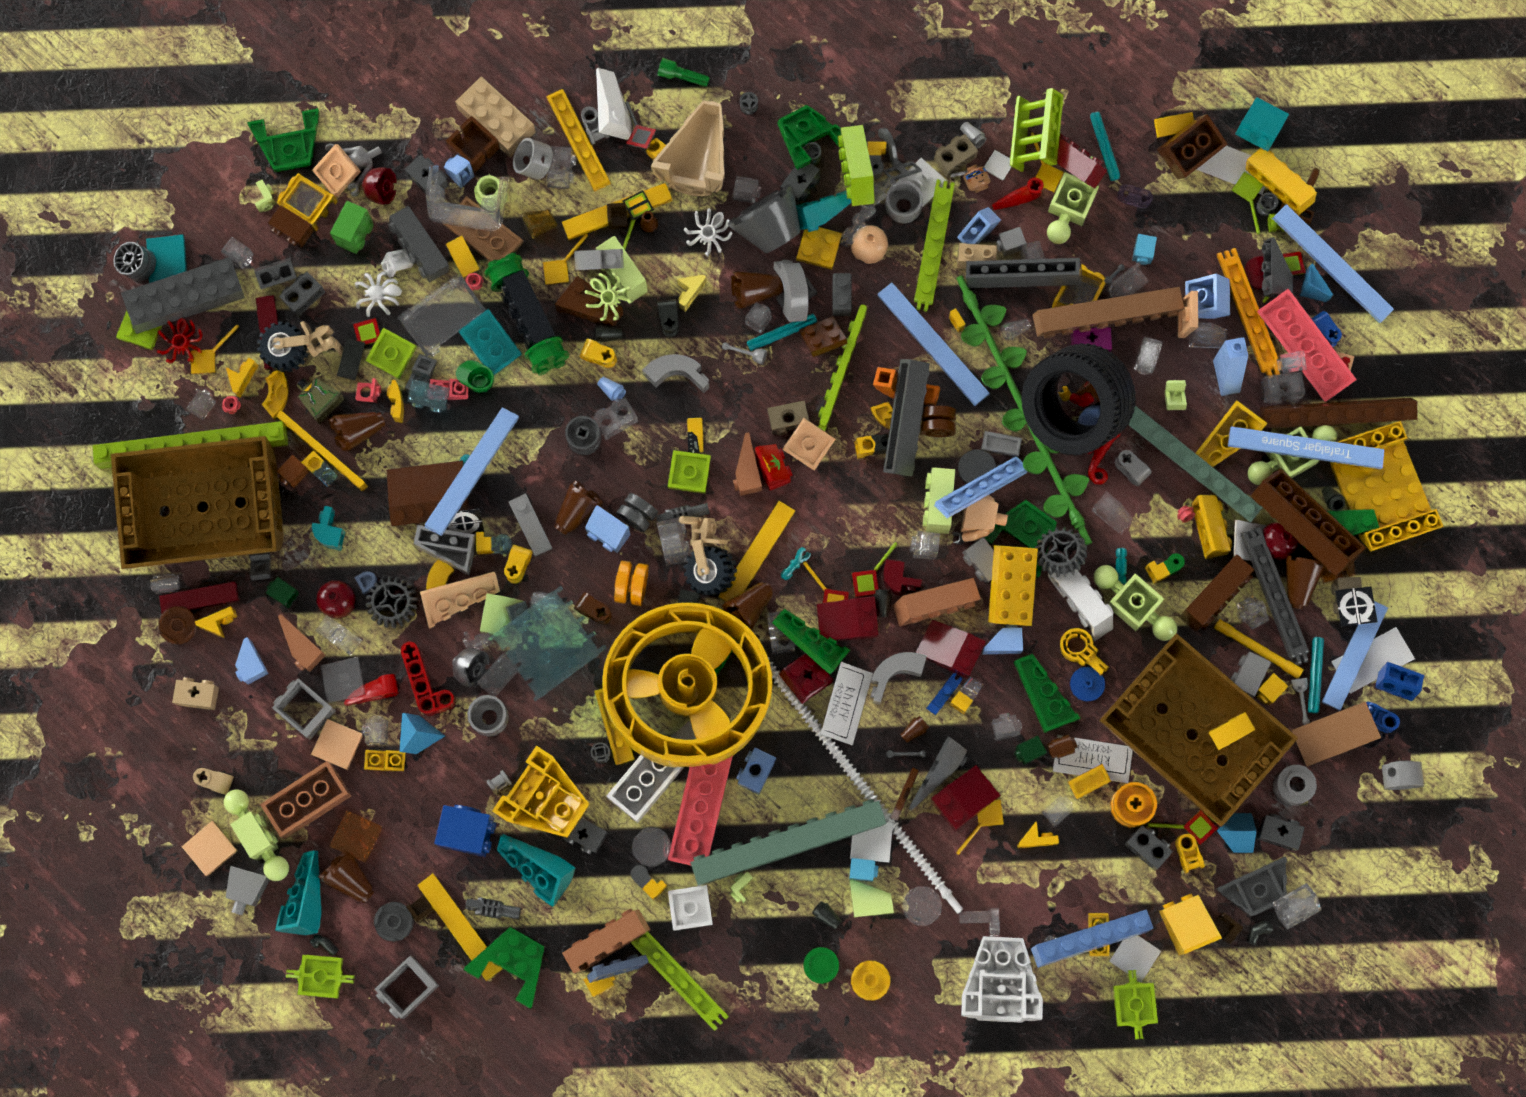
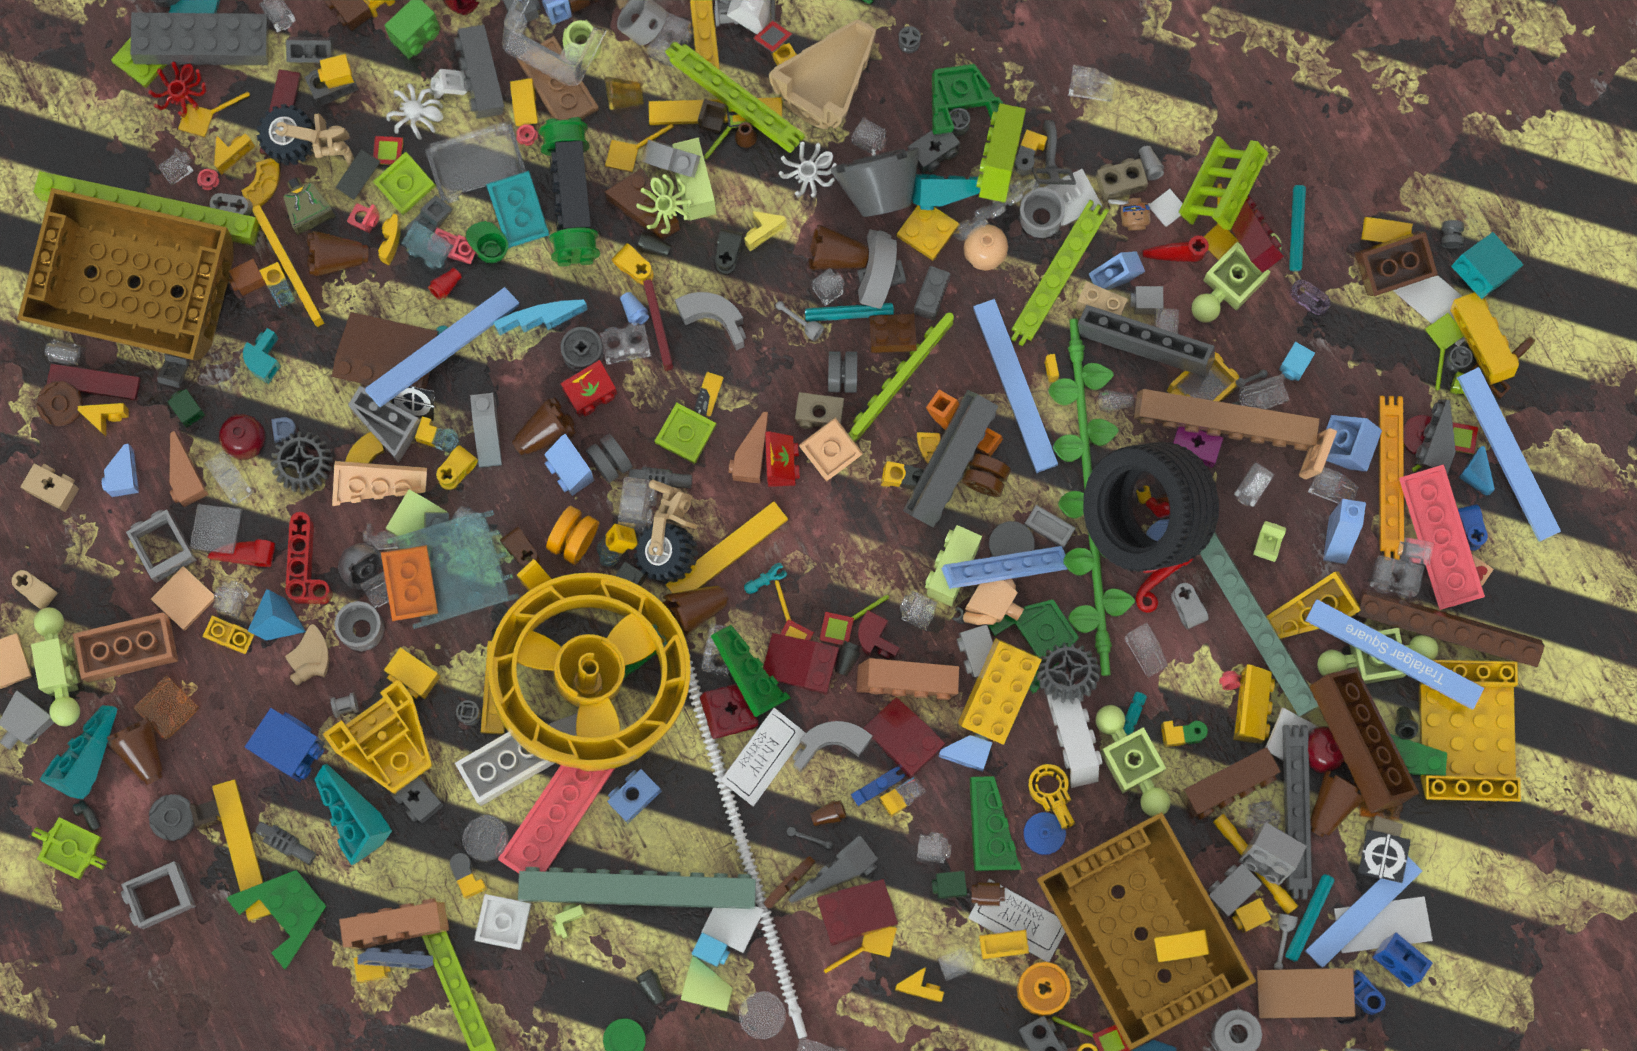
camera: 20 degrees right, 0 degrees up
(257, 414) = (232, 200): none -> light grey beam
(303, 283) = (335, 71): none -> yellow brick
(453, 421) = (444, 284): none -> red cone
(456, 754) = (309, 657): none -> tan arm
(516, 667) = (409, 583): none -> orange tile
(545, 416) = (549, 314): none -> medium azure slope
(545, 737) = (412, 673): none -> yellow brick
(600, 464) = (589, 389): none -> red slope
(613, 627) = (532, 575): none -> yellow slope
(629, 194) = (734, 96): none -> lime hinge
(635, 394) = (658, 325): none -> dark red tile
(667, 578) = (615, 543): none -> yellow leg
(795, 380) = (842, 372): none -> dark grey wheel
(903, 89) = (1091, 84): none -> clear slope
(1225, 109) = (1452, 234): none -> dark grey wheel
(1271, 635) = (1272, 854): none -> light grey slope

